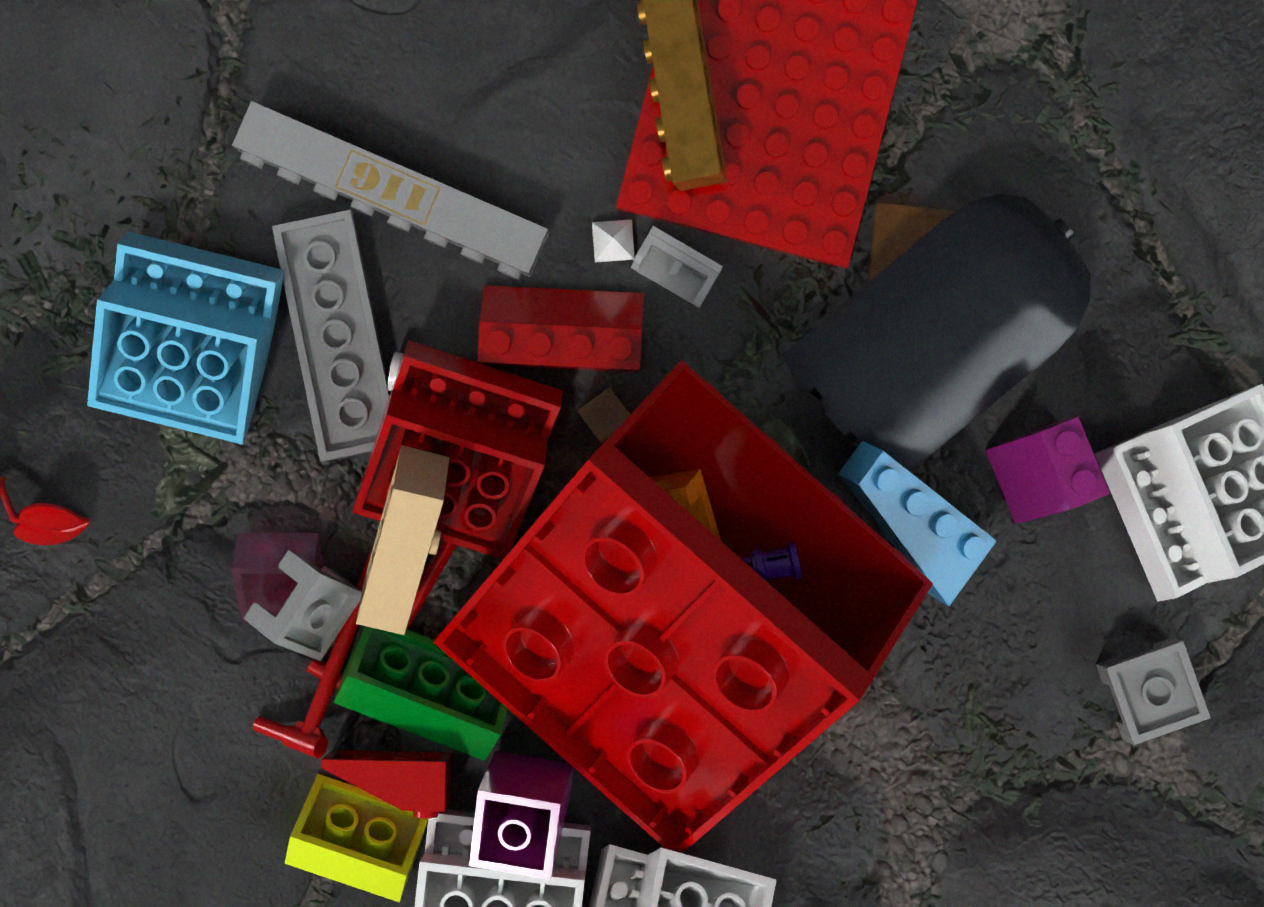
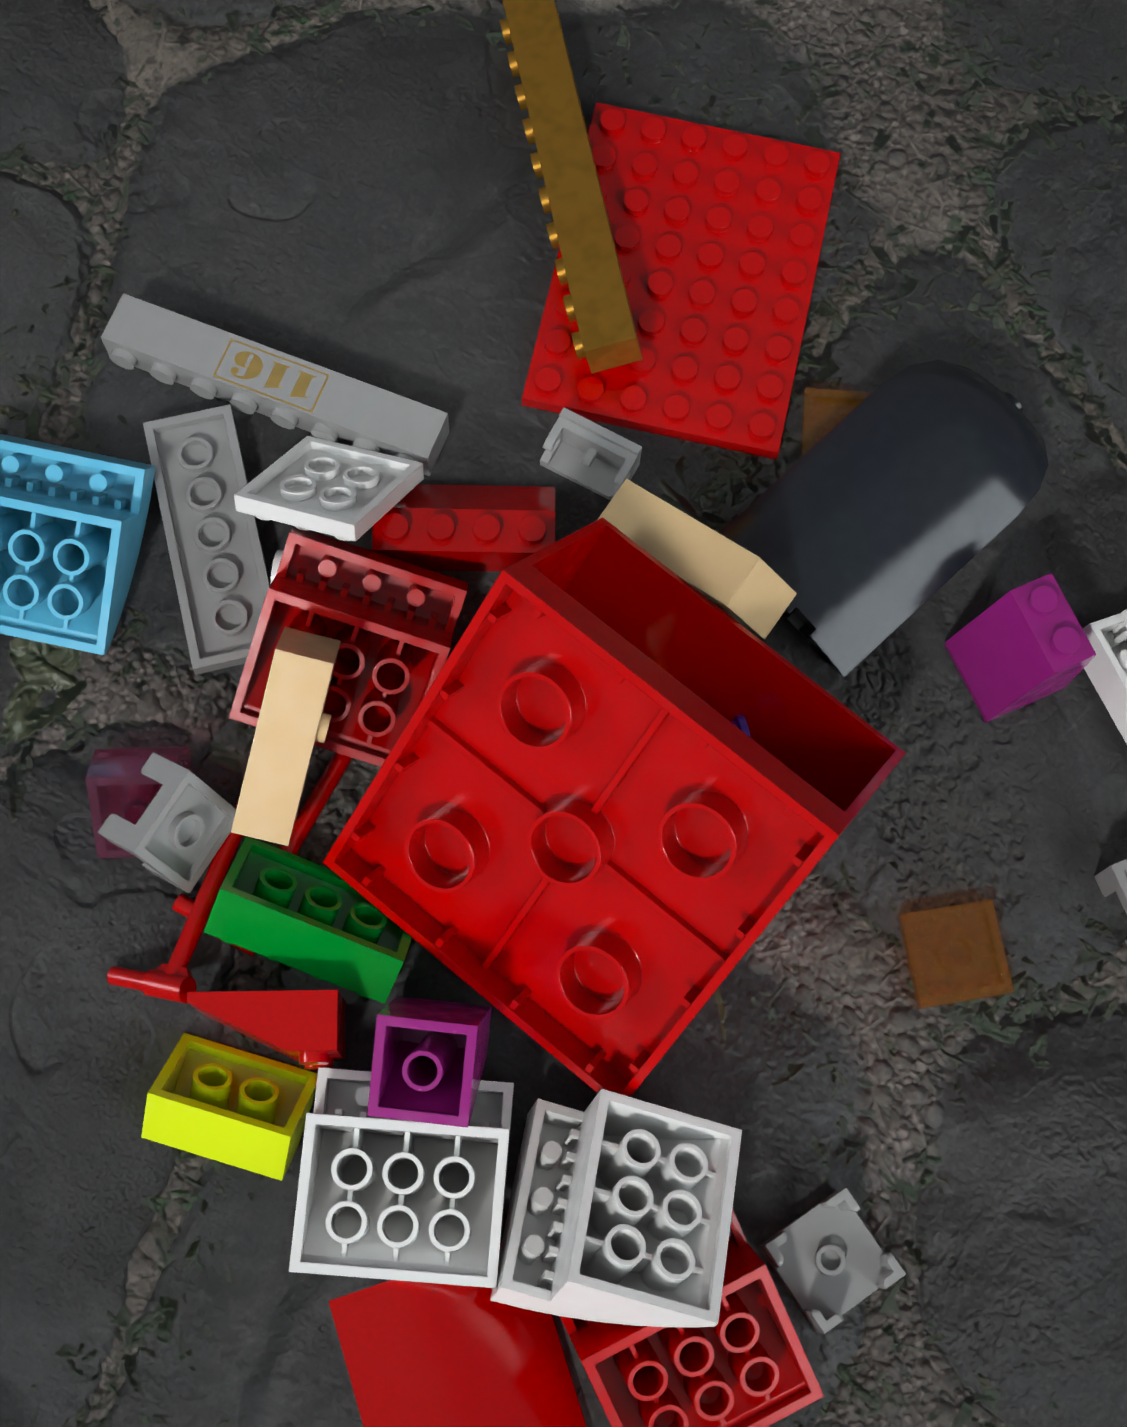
camera: 10 degrees left, 15 degrees down
(440, 304) = (329, 488): none -> white plate
(613, 240) = (519, 435): white slope -> none
(763, 388) = (702, 557): none -> tan brick
(917, 521) = (883, 696): dark azure wedge -> none
(969, 729) = (955, 954): none -> clear orange tile

